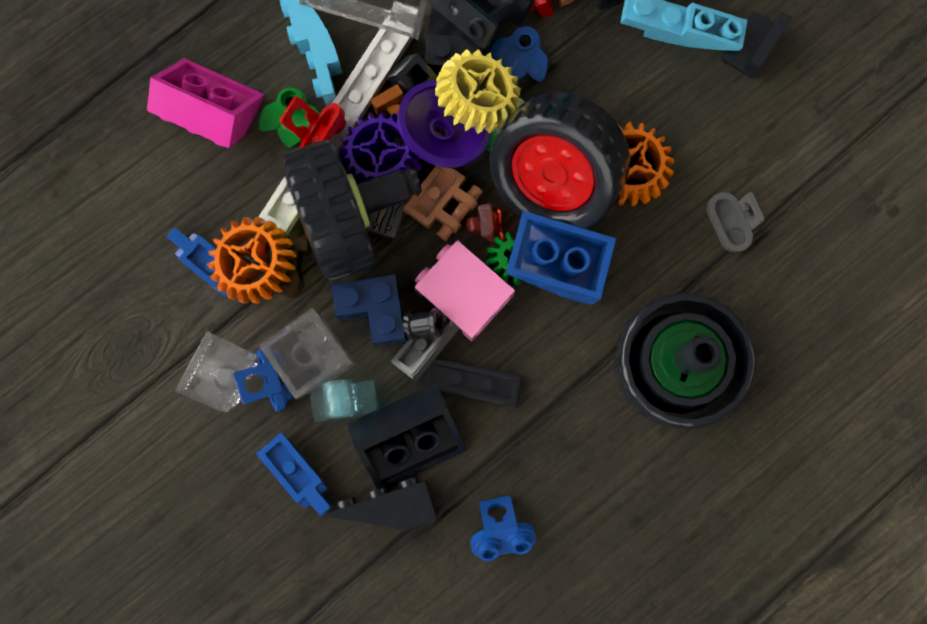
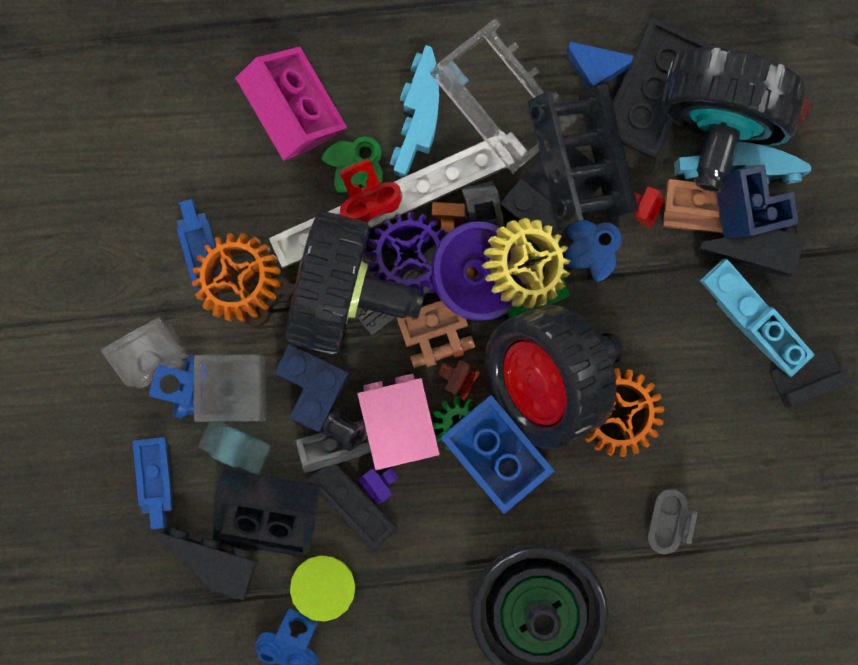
camera: 30 degrees right, 5 degrees up
(481, 351) = (377, 485): none -> dark purple tile
(495, 466) = (322, 588): none -> lime tile

